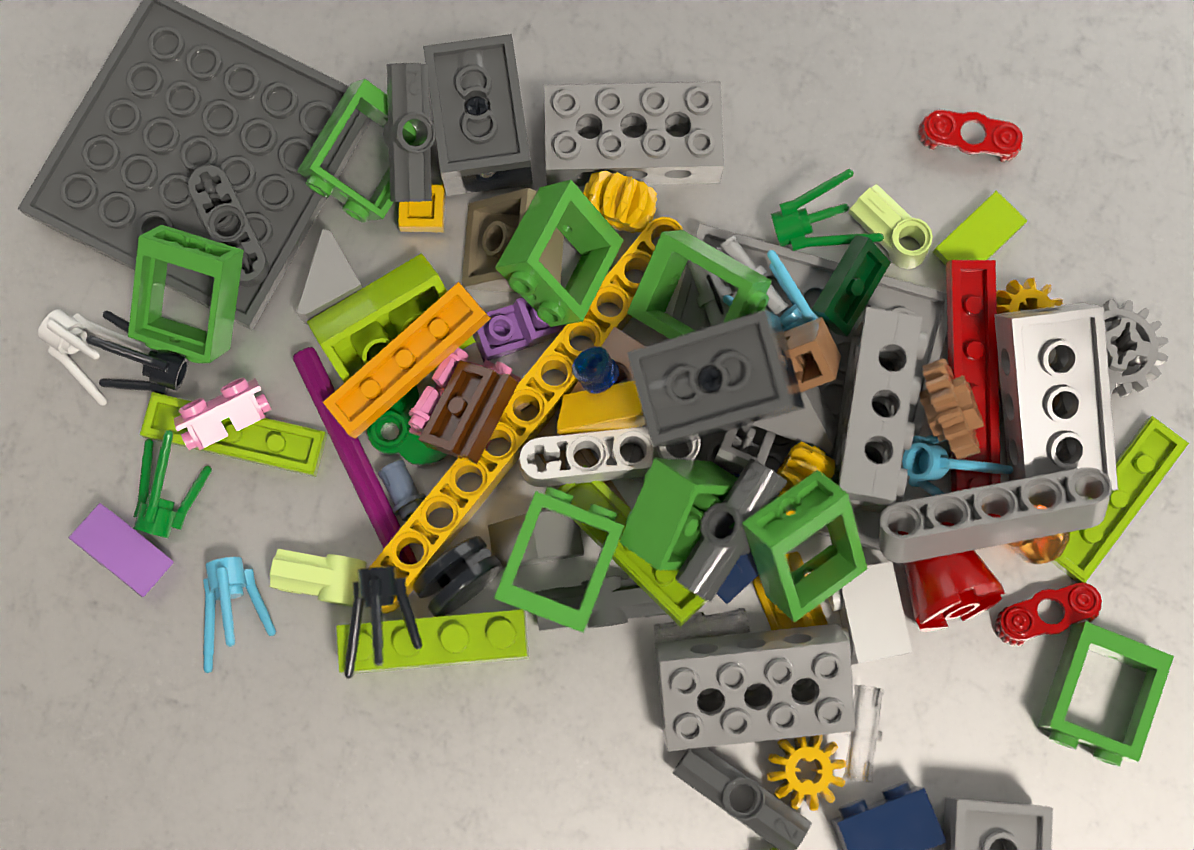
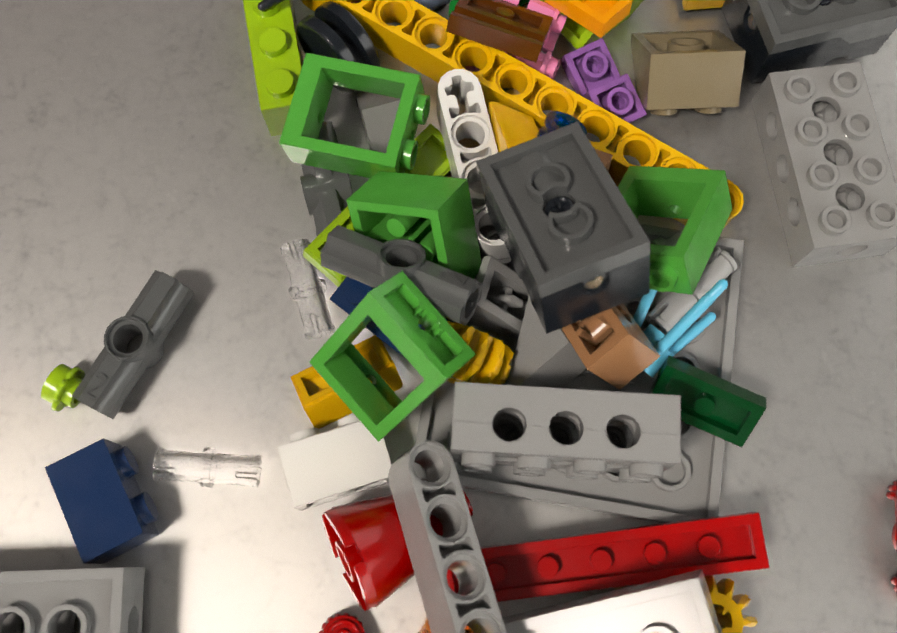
camera: 85 degrees right, 5 degrees down
(585, 228) = (718, 113): bright green window -> none
(621, 200) = (751, 152): yellow gear -> none
(774, 708) = (245, 340): light grey brick -> none
(793, 224) = (763, 338): green plant -> none
(803, 786) = (147, 412): yellow gear -> none
(881, 214) = (785, 449): yellowish green piece -> none
(931, 462) = (511, 503): medium azure plant -> none
(951, 409) = (575, 517): medium nougat gear -> none
(982, 231) = (802, 562): lime tile -> none

